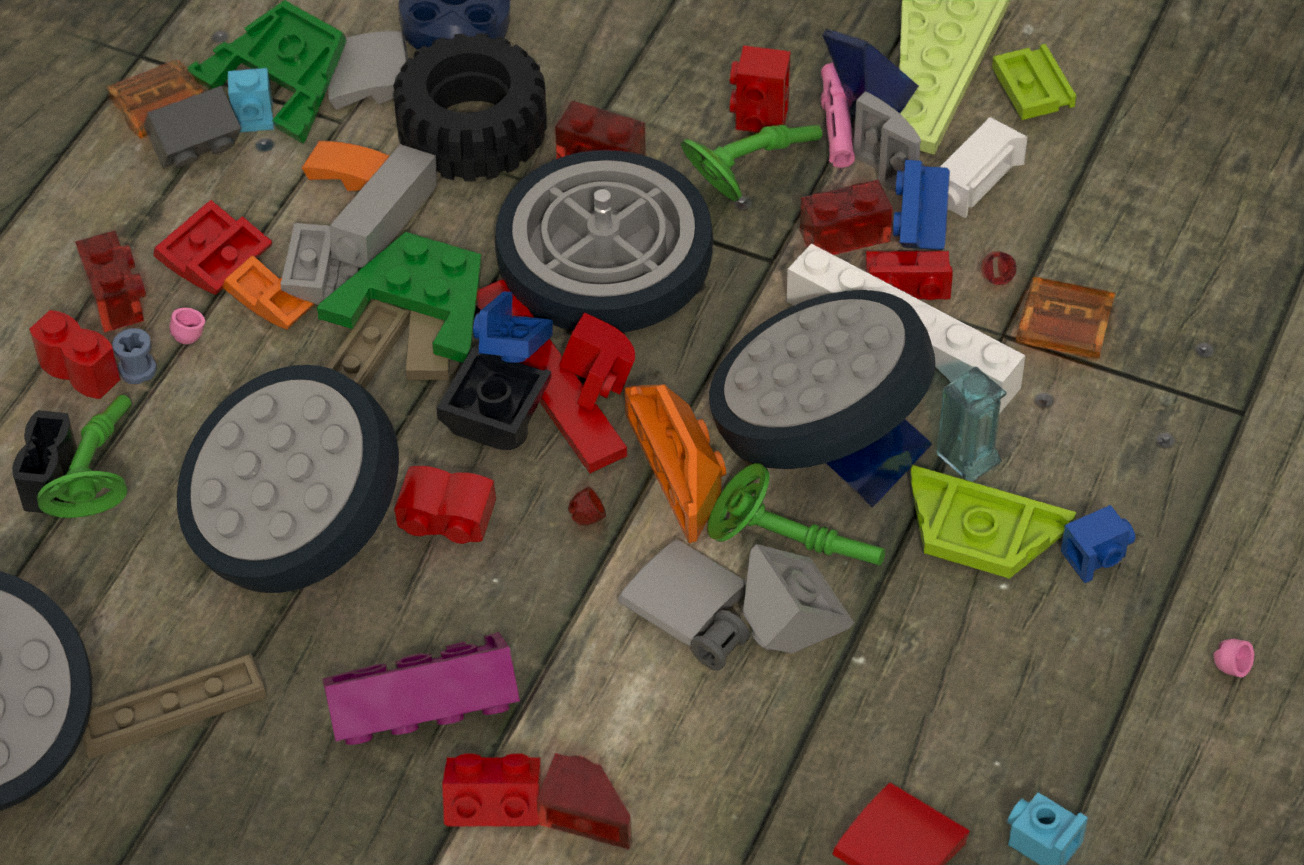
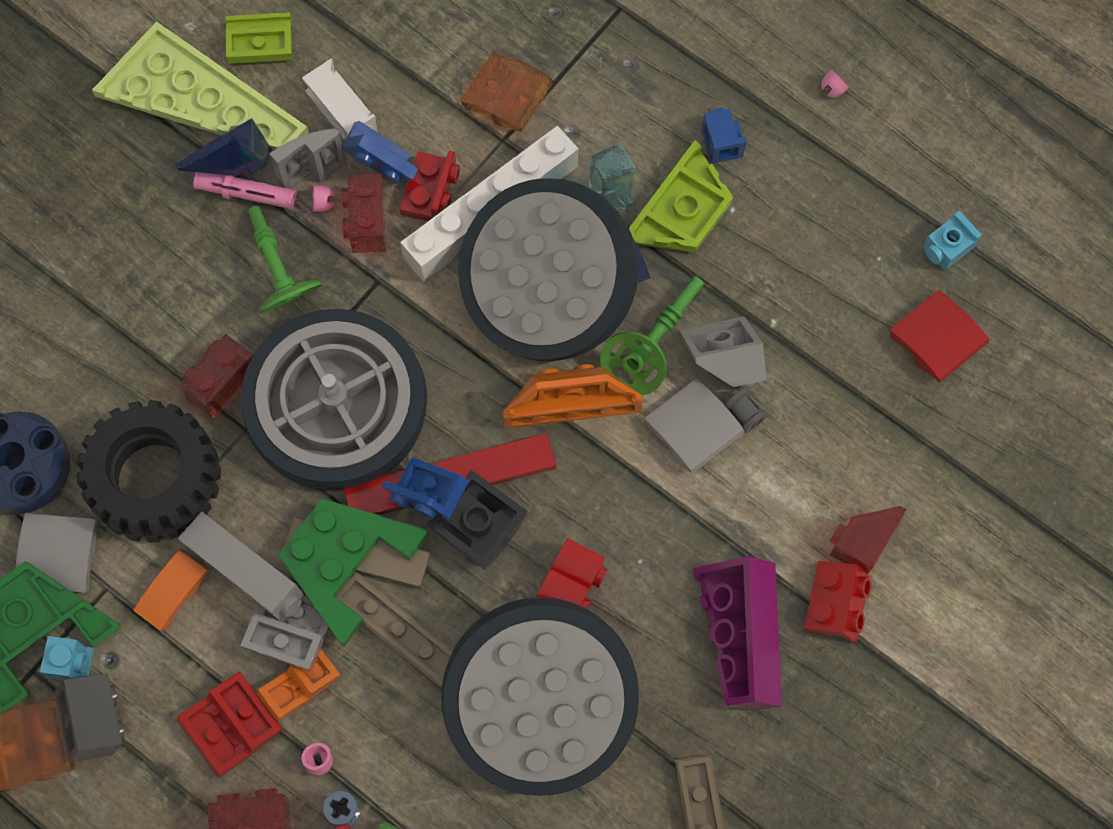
camera: 80 degrees left, 20 degrees up
(586, 507) = (596, 475): clear red hinge -> none
(600, 356) = (457, 428): red brick -> none
(761, 88) = (215, 235): red brick -> none
(851, 175) = (319, 198): none -> bright pink hinge
(1006, 268) = (445, 121): clear red hinge -> none

